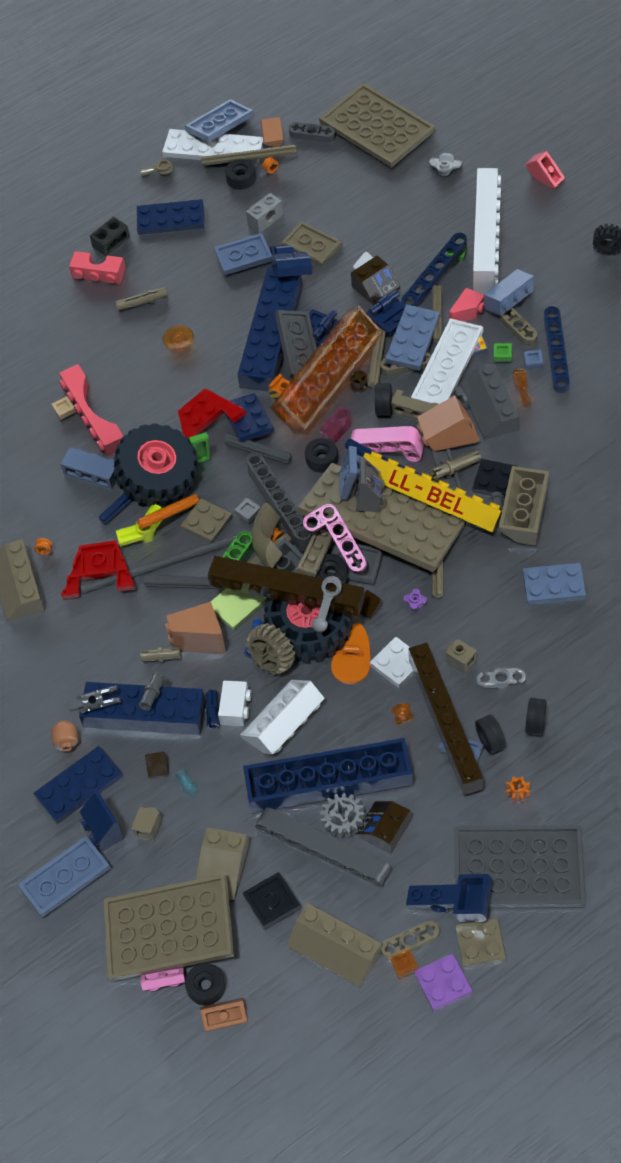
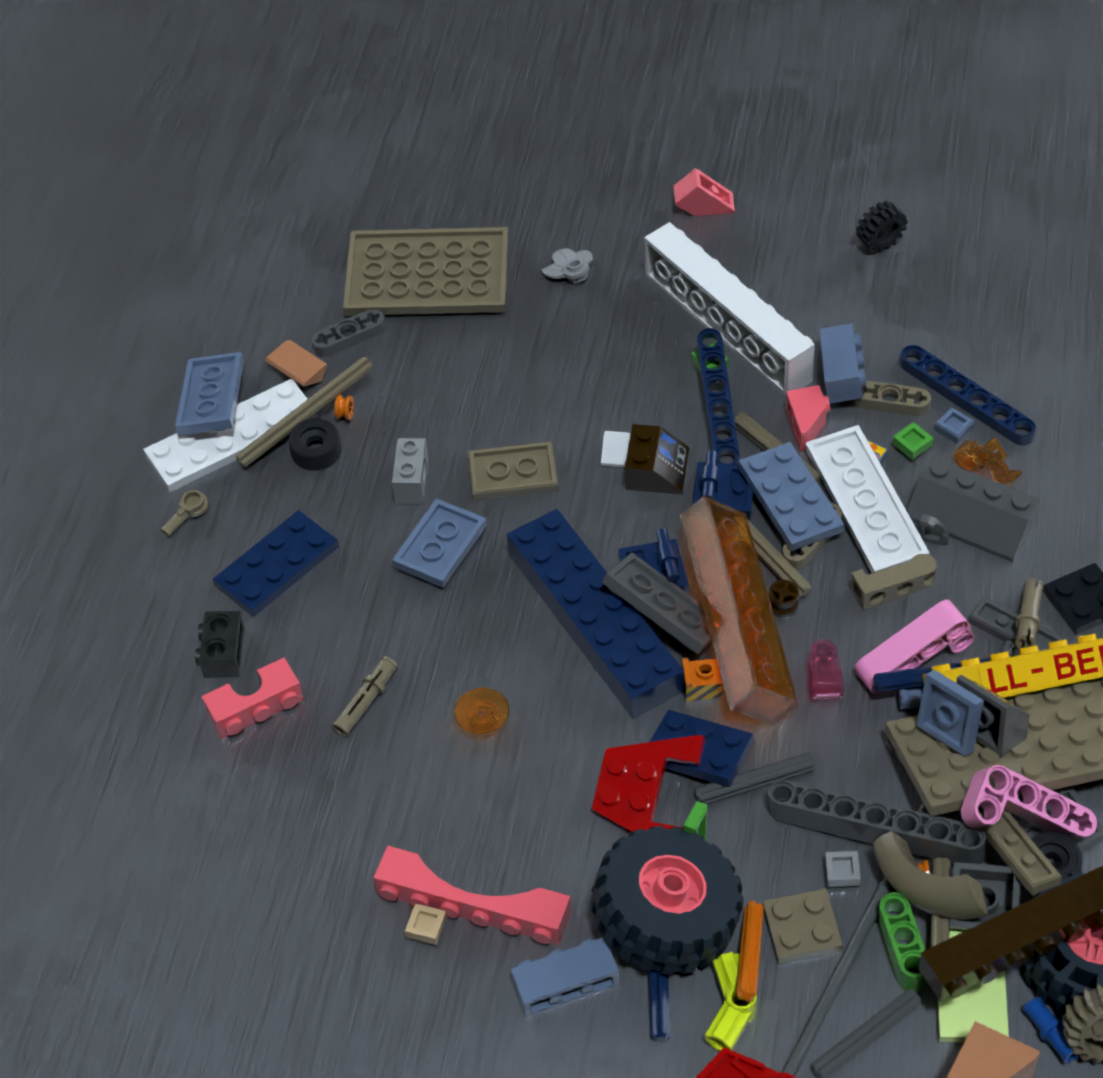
camera: 45 degrees left, 5 degrees down
(290, 263) = (537, 511): dark blue plate -> none
(317, 446) = (851, 709): black tyre -> none
(383, 399) = (849, 596): black tyre -> none
(447, 426) = (966, 571): nougat slope -> none

